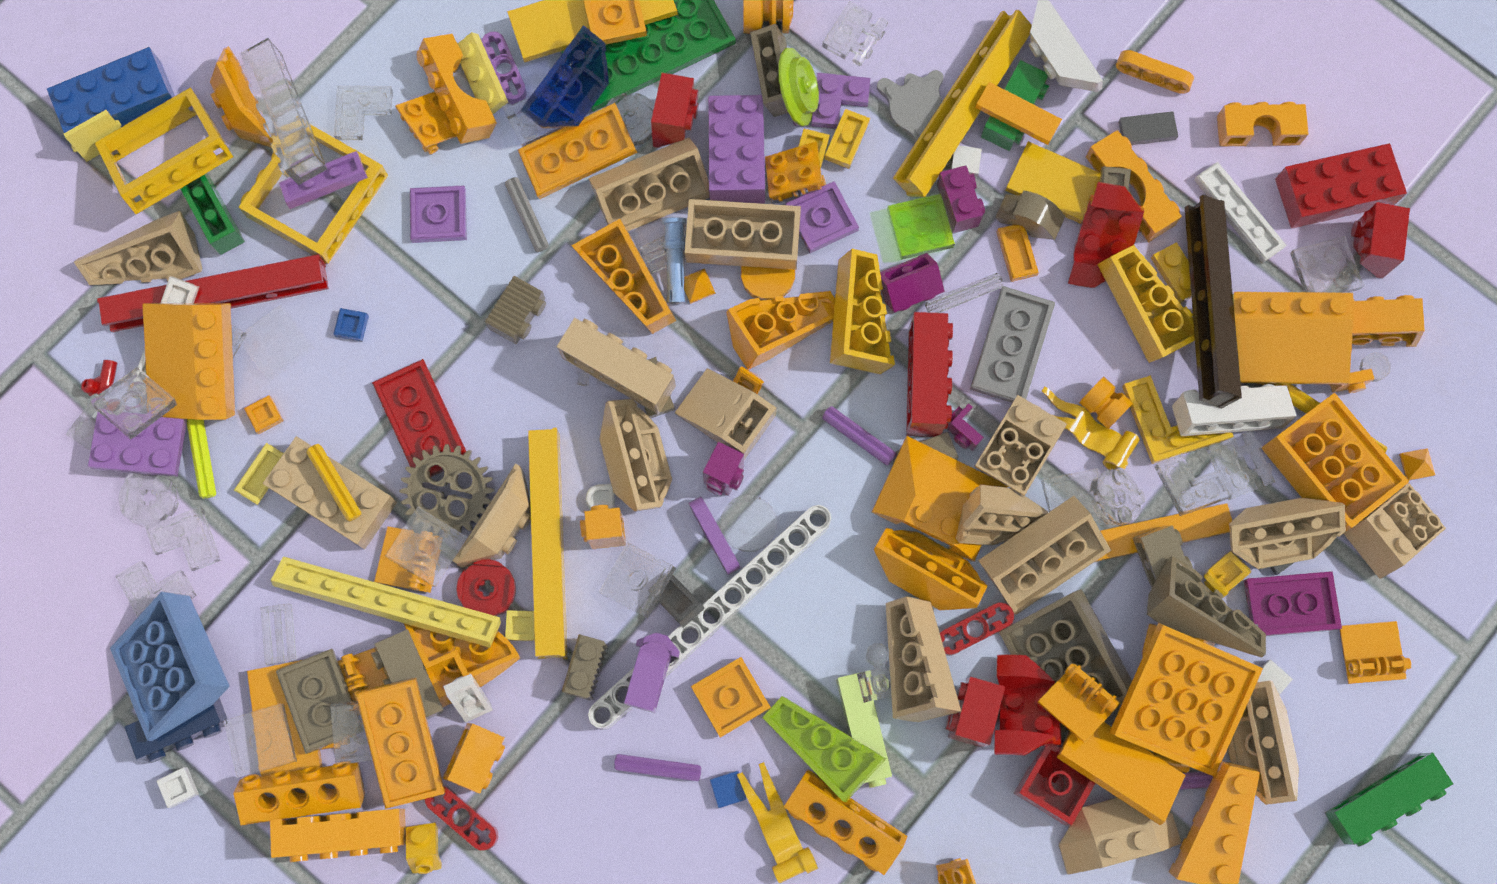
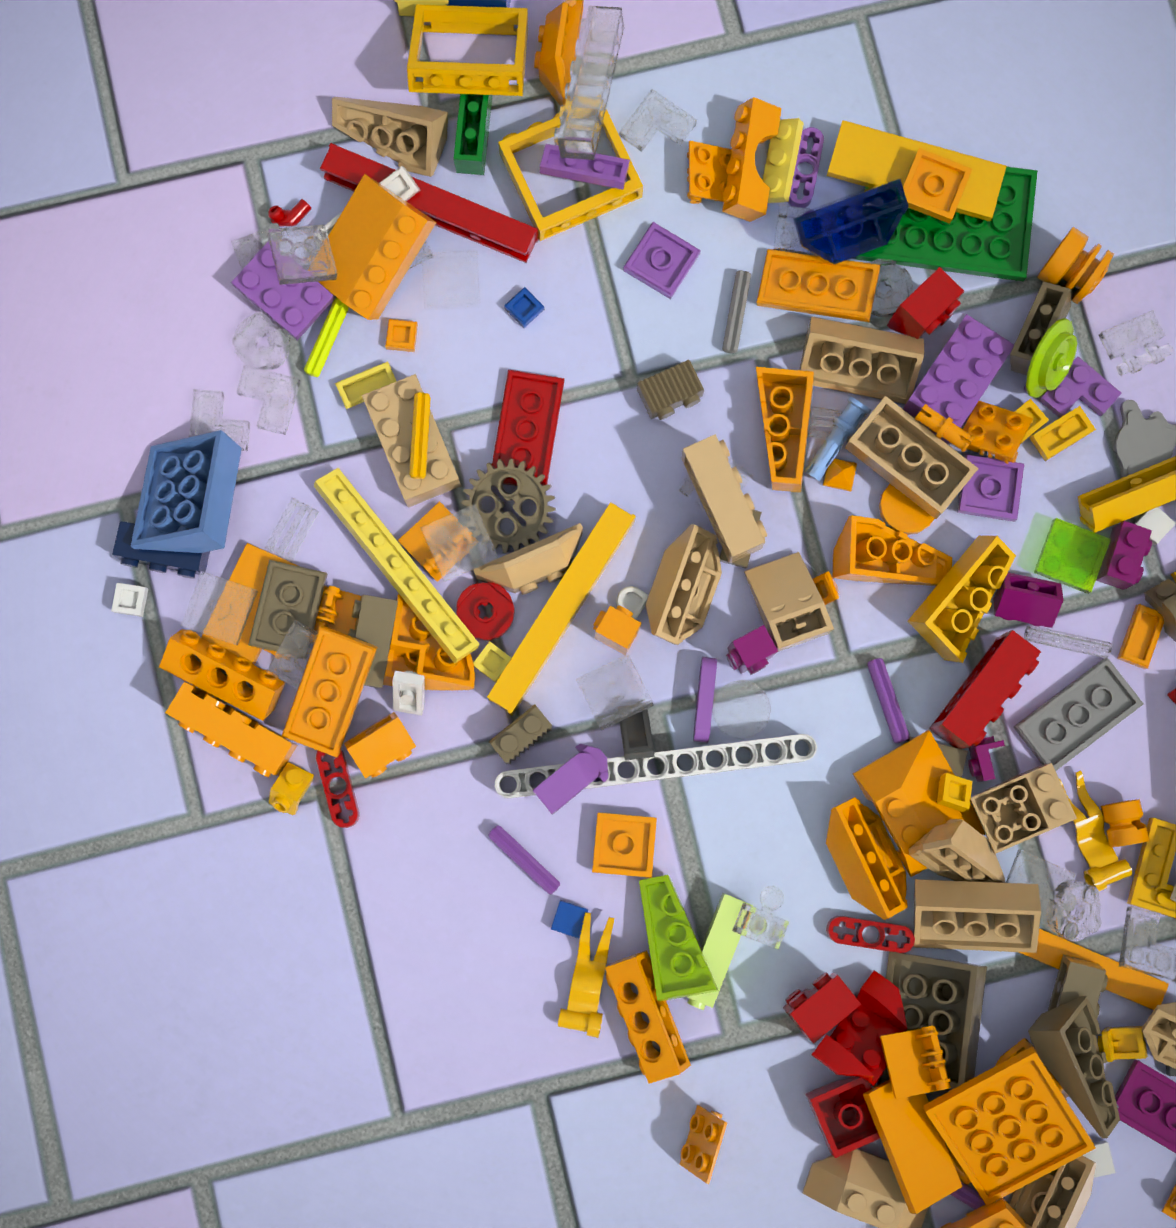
camera: 35 degrees right, 5 degrees up
(752, 192) = (944, 428): none -> light orange pin
(918, 663) = (801, 930): tan wedge -> none
(960, 469) = (954, 792): none -> yellow plate

